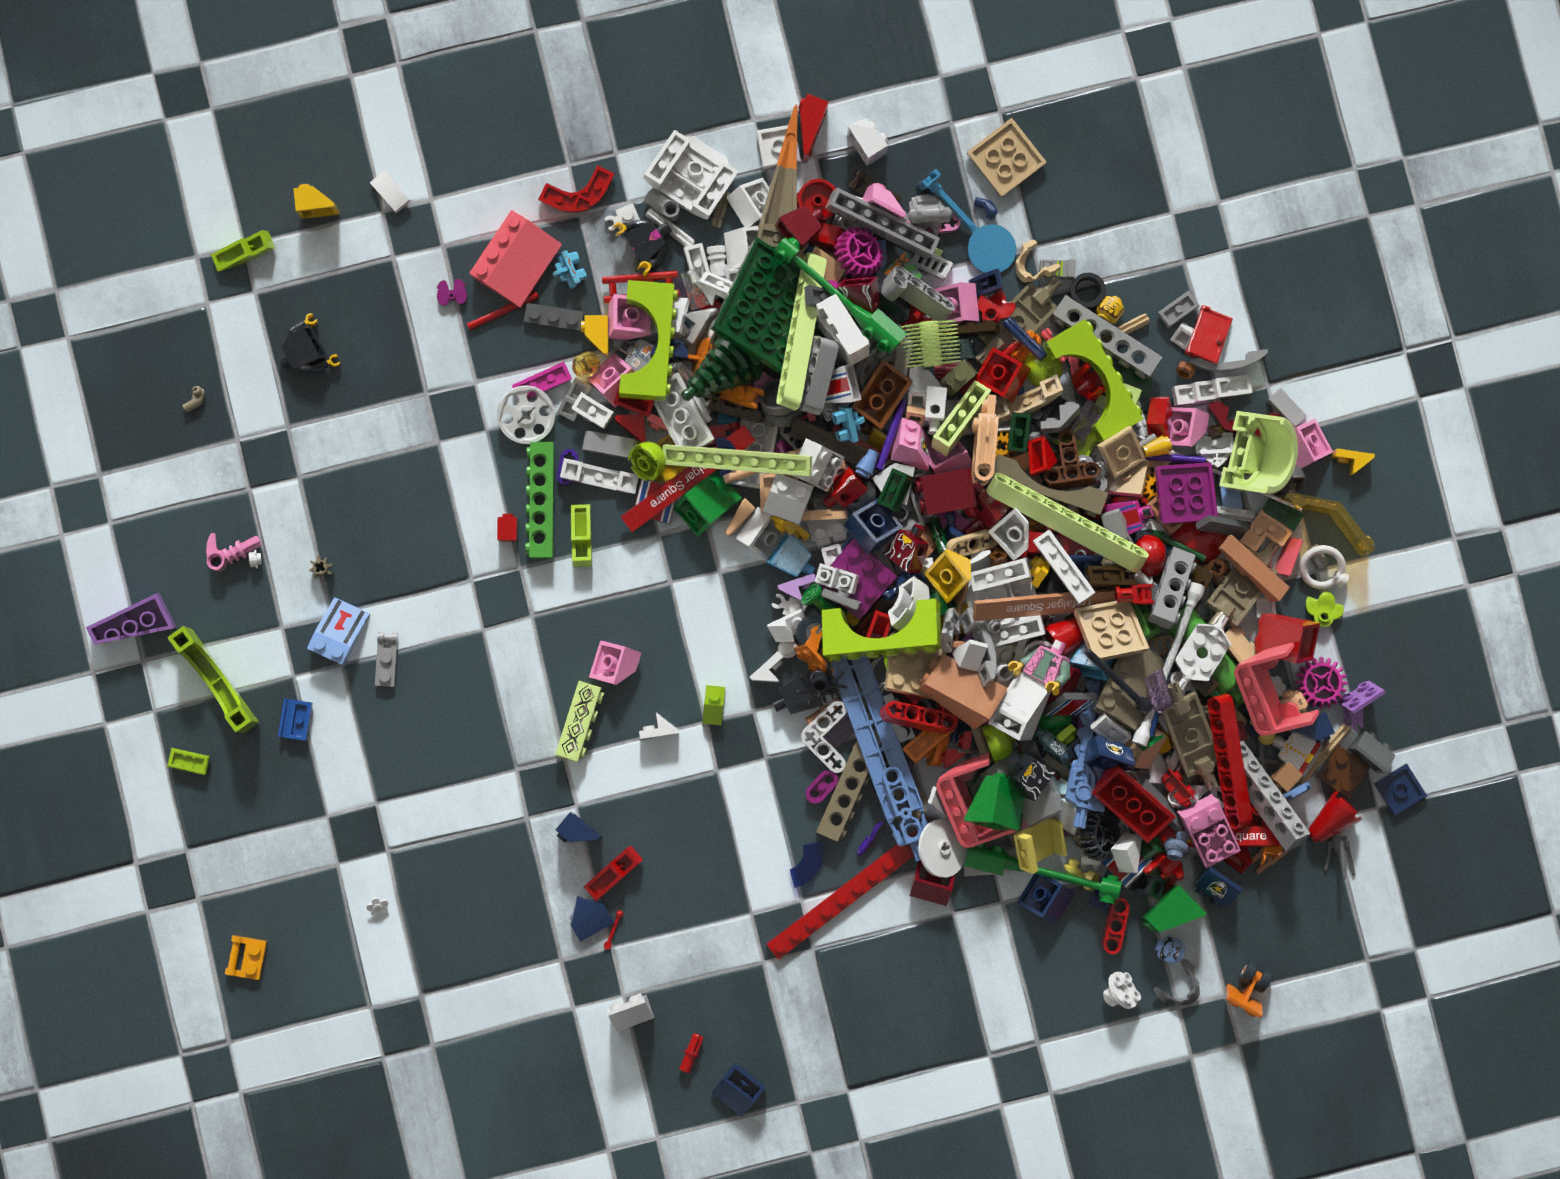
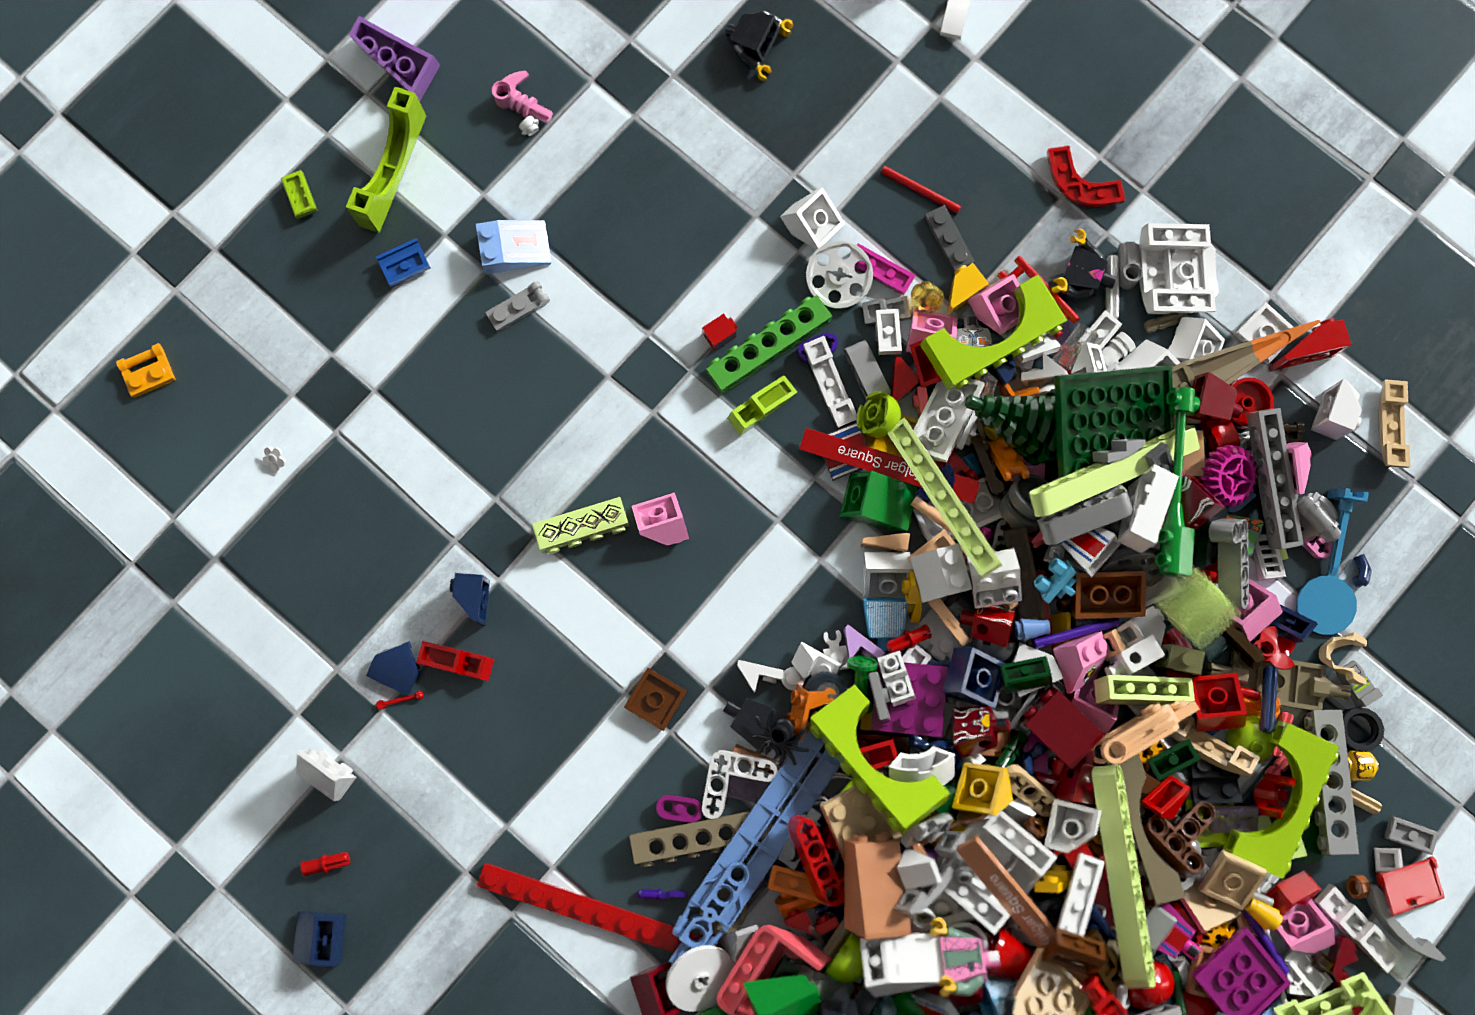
camera: 60 degrees right, 5 degrees down
(320, 562) = (557, 187): dark tan gear -> none
(458, 293) = (905, 139): magenta piece -> none
(471, 404) = (813, 219): none -> white slope
(515, 259) = (978, 165): coral slope -> none
(566, 269) = (1001, 219): medium azure hips -> none
(624, 215) = (1094, 235): white plate -> none
(664, 729) = (631, 611): white slope -> none
(713, 705) = (687, 644): lime slope -> none
(736, 752) = (655, 699): none -> reddish brown plate
(790, 317) = (1119, 450): none -> light grey slope
(808, 865) = (593, 850): clear blue tile -> none
(816, 550) = (909, 639): none -> red axle
(903, 108) = (1392, 424): none -> tan slope
(1006, 157) = (1424, 557): tan plate -> none
(1068, 414) = (1230, 797): light grey slope -> none
(1087, 587) = (1076, 947): none -> reddish brown tile

